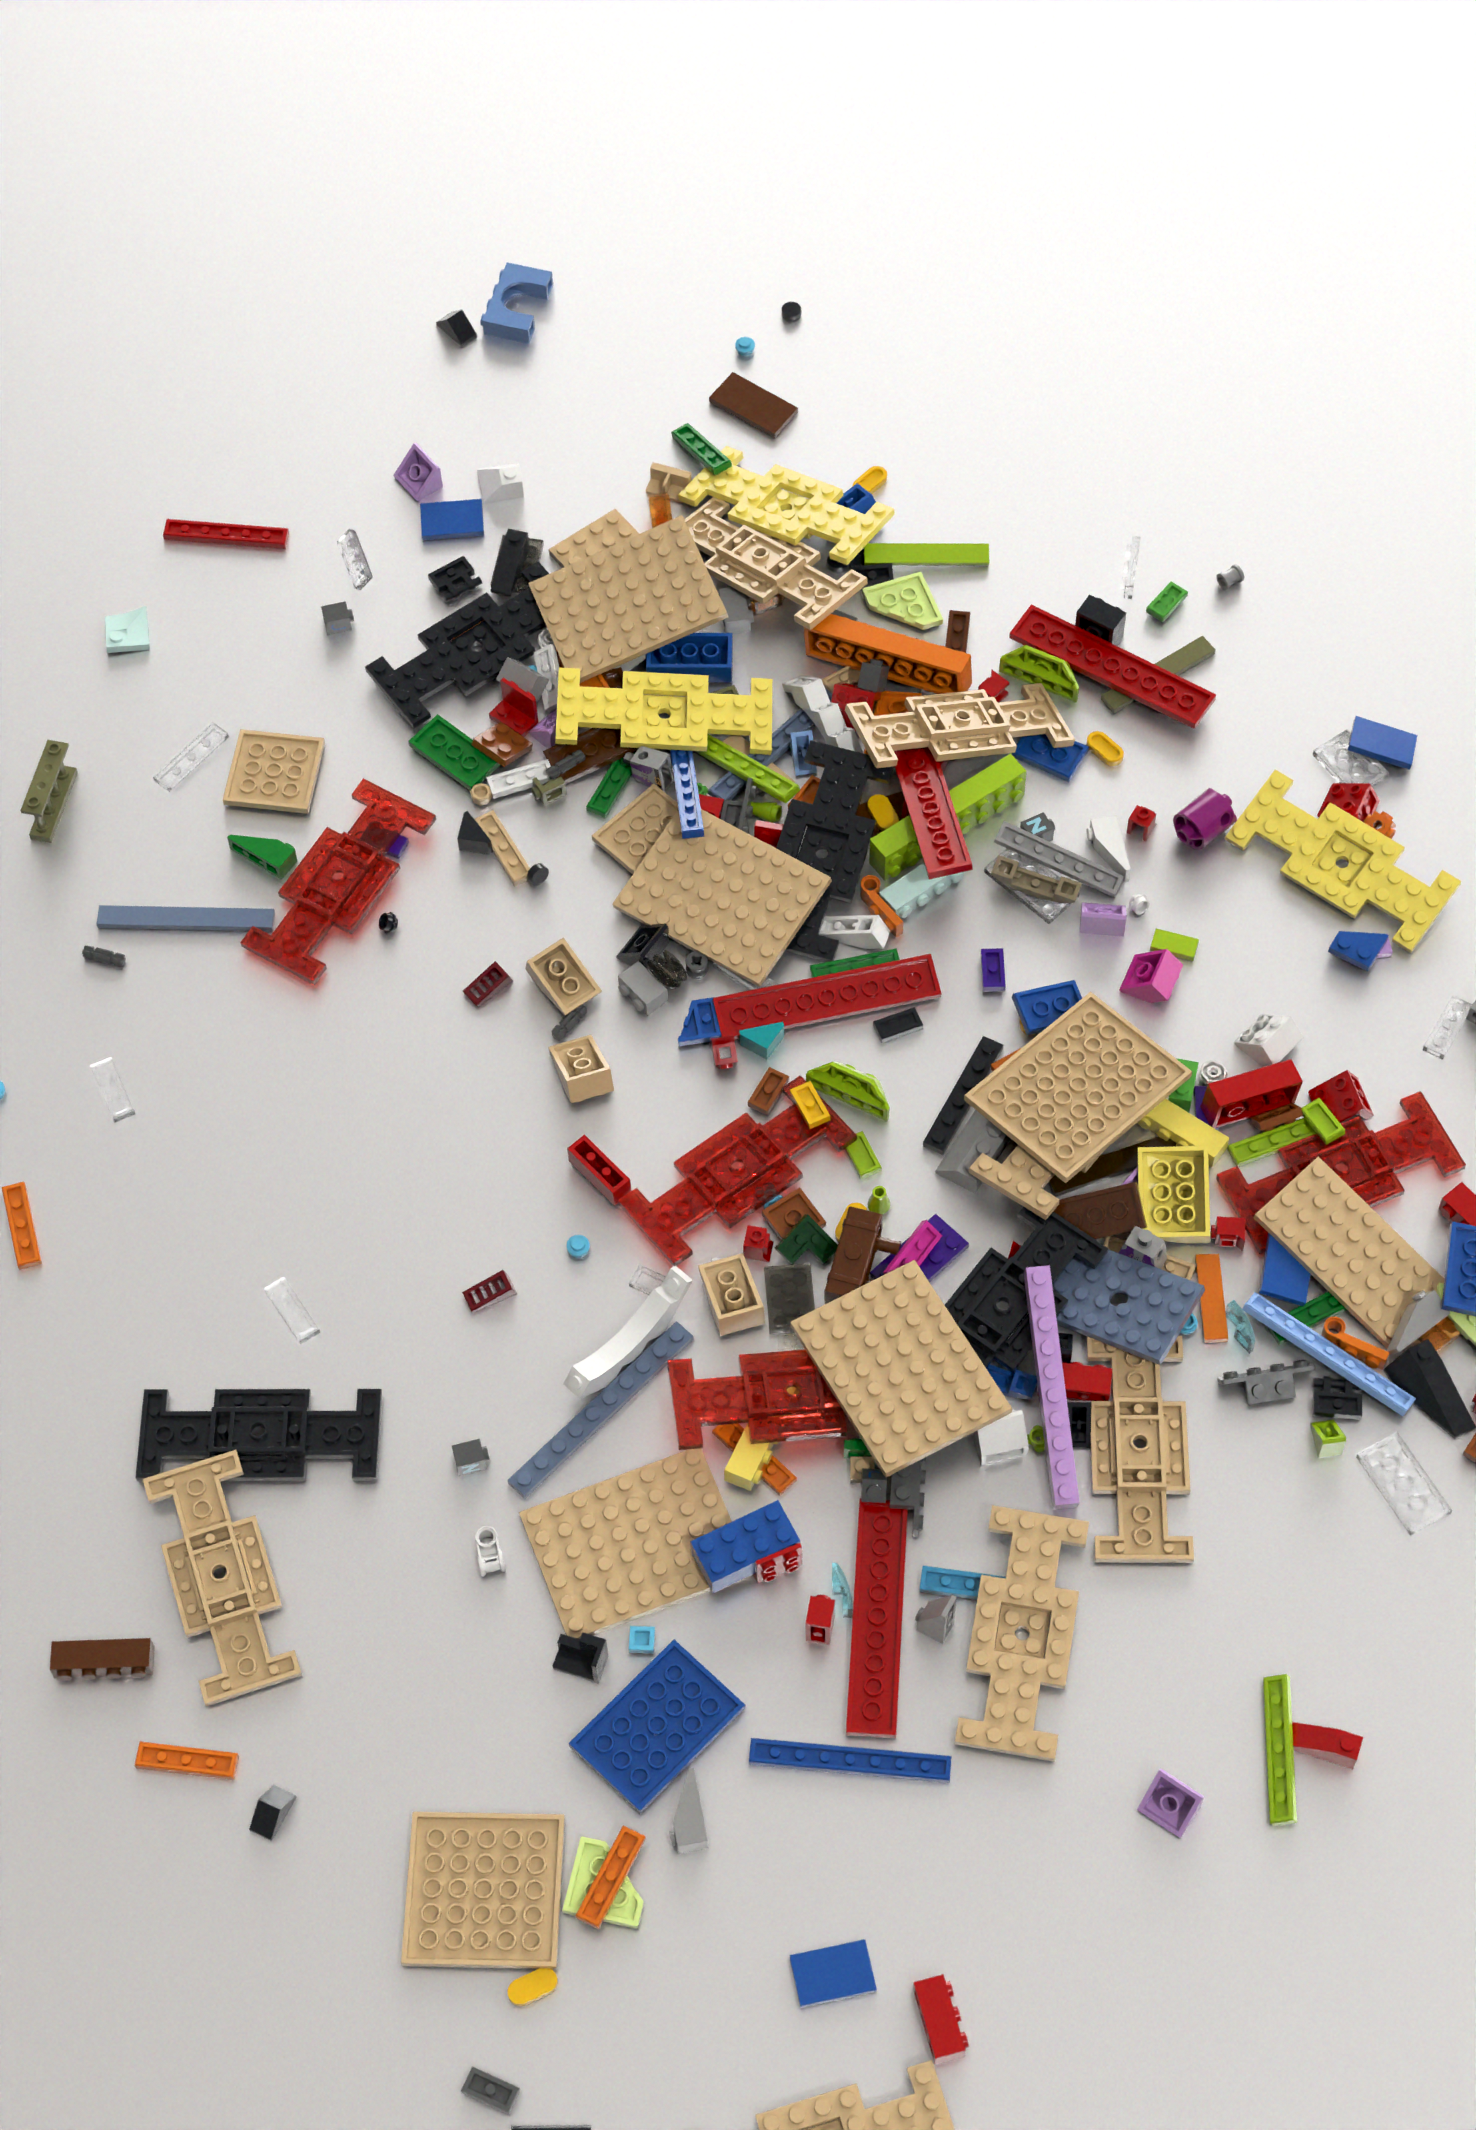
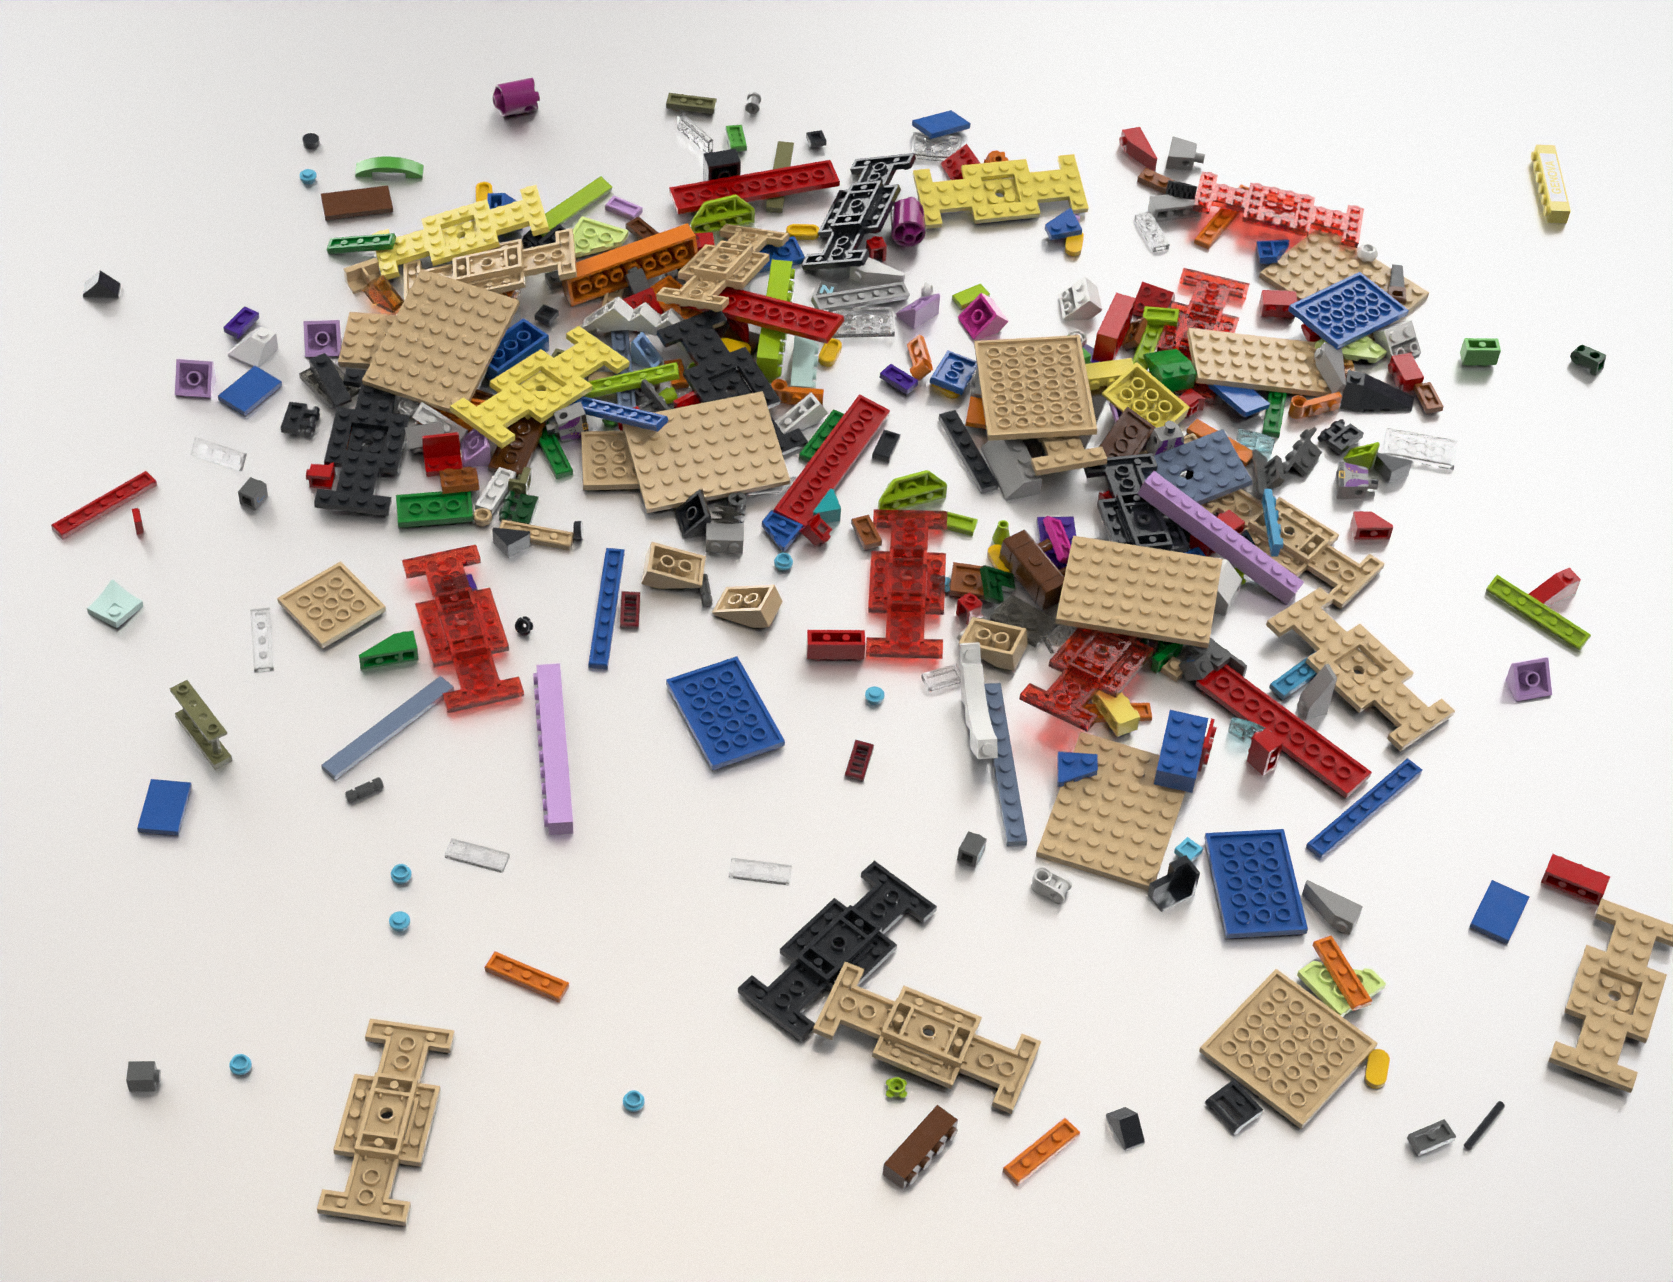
camera: 55 degrees left, 10 degrees down
(41, 1052) = (401, 874): none -> medium azure plate
(147, 1588) = (899, 1083): none -> lime plate
(226, 569) = (137, 521): none -> red tile
(273, 1052) = (554, 752): none -> lavender brick
(381, 1892) = (1239, 1102): none -> black plate
(405, 646) = (321, 476): none -> red window
(440, 1147) = (725, 713): none -> blue plate
(473, 966) = (606, 609): none -> blue tile
(513, 282) = (125, 263): medium blue arch -> none
(520, 448) = (241, 322): none -> dark purple plate
(523, 817) = (524, 510): none -> dark green plate
(559, 516) = (322, 338): none -> lavender slope
(565, 764) = (517, 459): dark grey axle -> none
(644, 1471) = (1075, 766): none -> blue wing
(664, 1054) = (783, 561): none -> medium azure plate
(770, 645) = (546, 315): none -> black plate
(810, 1105) = (904, 515): yellow plate -> none
(824, 390) = (389, 164): none -> bright green slope
(969, 890) = (830, 352): none -> yellow tile
(974, 593) = (623, 208): none -> lavender tile
(1010, 403) = (516, 97): none -> magenta cylinder
(1033, 883) = (870, 317): dark tan slope -> none
(1037, 968) = (920, 358): none -> orange plate
(1119, 1424) = (1272, 527): none -> dark azure plate
(1145, 771) = (848, 215): none -> black piece
(1172, 532) = (691, 103): none -> olive plate
(1198, 1369) = (1267, 473): none -> dark grey bracket
(1232, 1509) = (1370, 526): none -> slope
(1241, 662) = (816, 139): none -> black plate
(1251, 1181) = (1171, 369): none -> green slope
(1281, 1453) = (1353, 481): none -> light grey torso
(1329, 1354) = (1310, 417): light blue tile -> none
(1342, 1477) = (1392, 467): none -> slope
(1349, 976) = (1074, 245): none -> yellow tile

